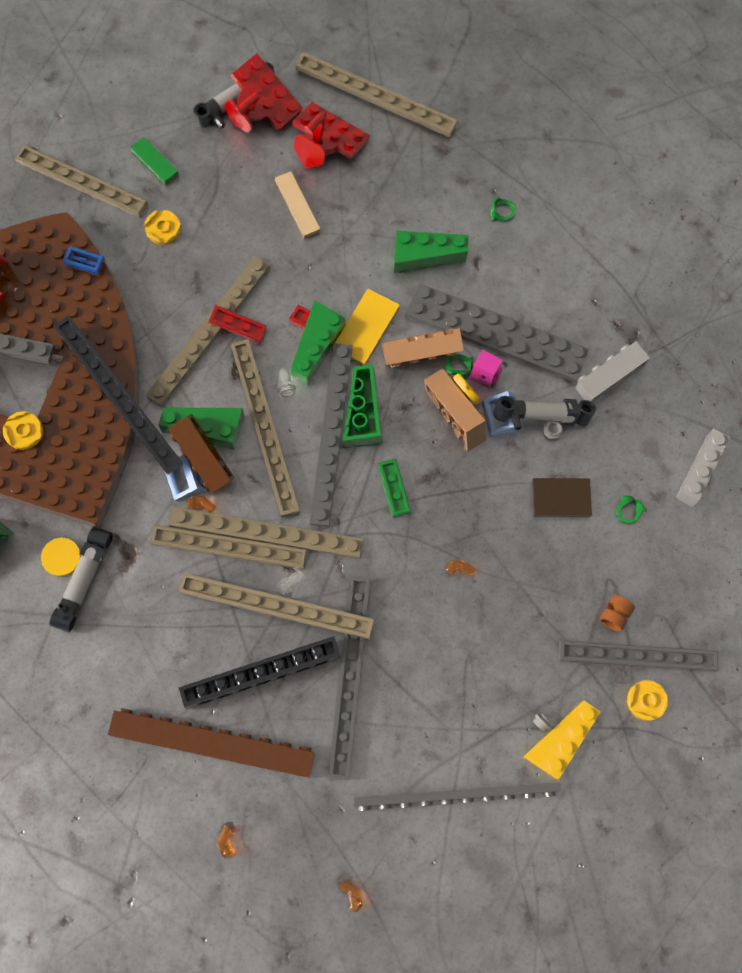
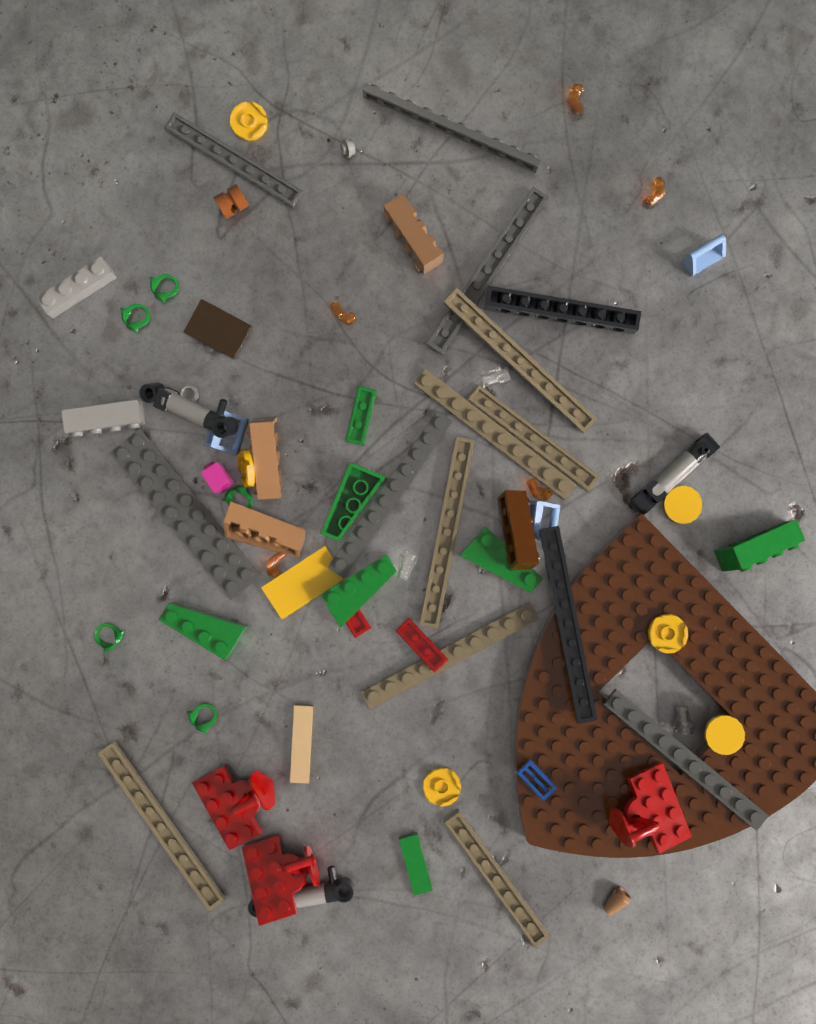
camera: 150 degrees left, 15 degrees up
(147, 801) = (705, 255): none -> light blue tile
(212, 744) = (630, 274): reddish brown brick -> none
(398, 183) = (193, 715): none -> green piece
(399, 326) = (272, 564): none -> clear orange arm
(436, 671) = (413, 234): none -> medium nougat wedge
(561, 743) = (345, 122): yellow wing -> none
(648, 470) = (134, 325): none -> green piece

